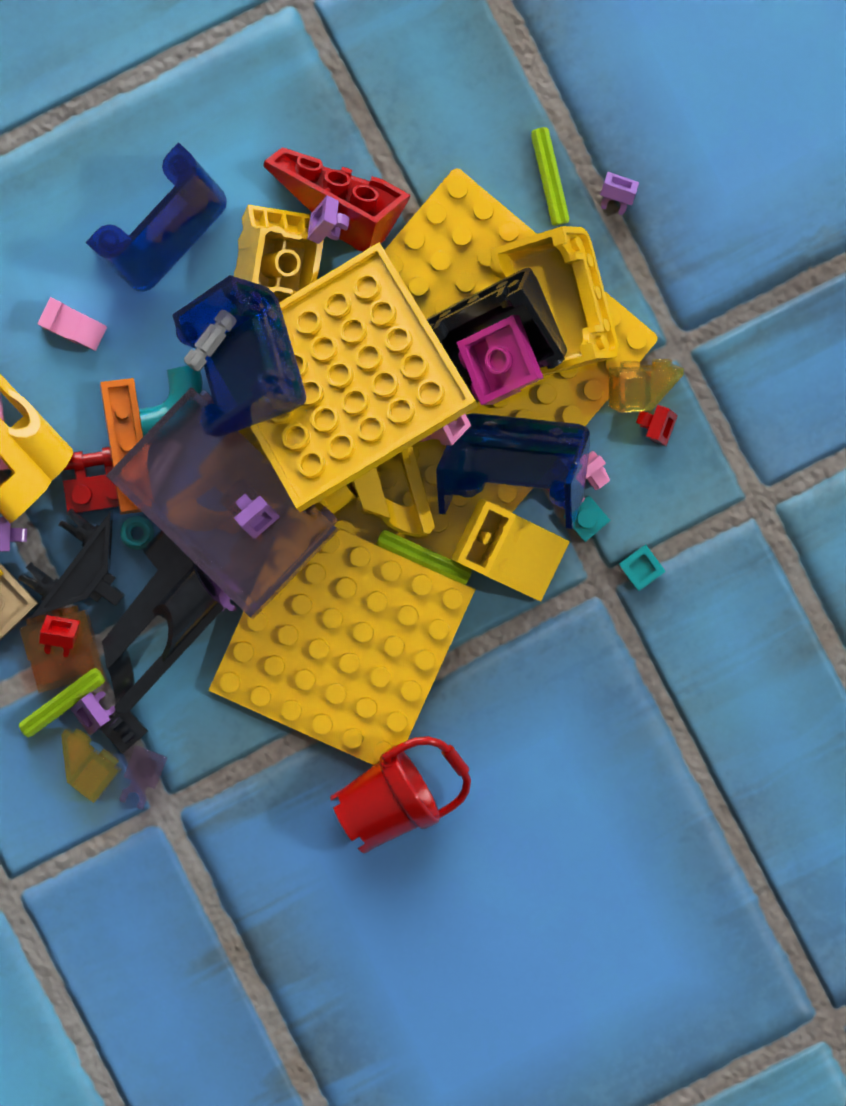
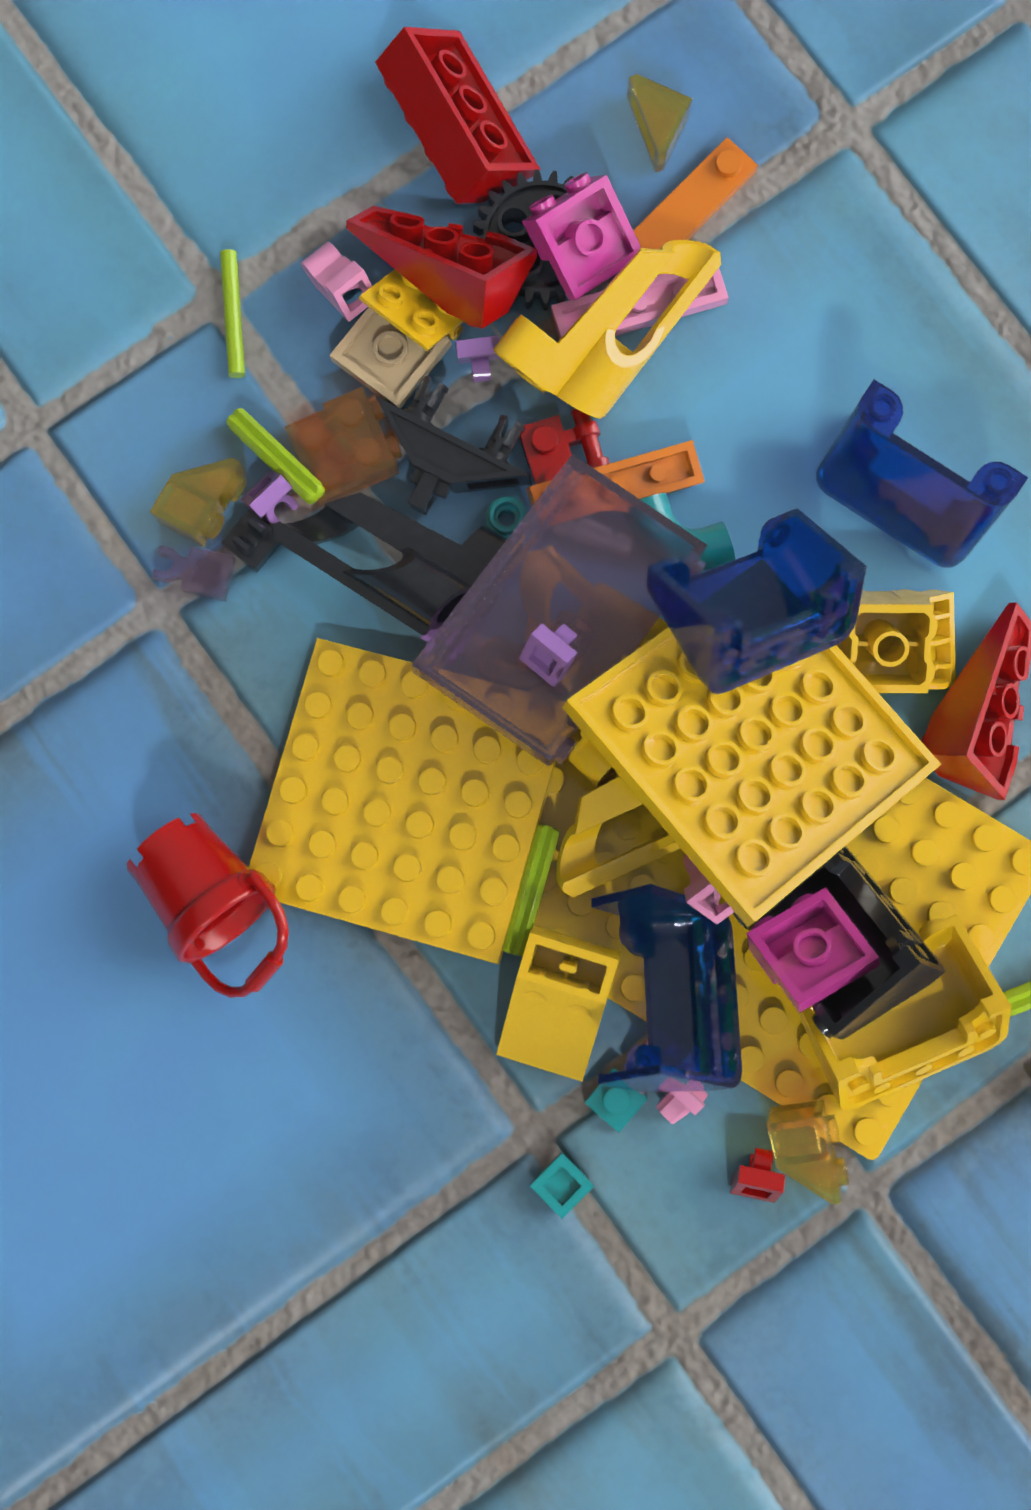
camera: 85 degrees right, 5 degrees down
(59, 633) = (359, 431): red tile -> none
(71, 324) = (759, 393): bright pink leg -> none
(210, 340) = (772, 561): light grey axle -> none
(326, 221) = (954, 690): medium lavender tile -> none

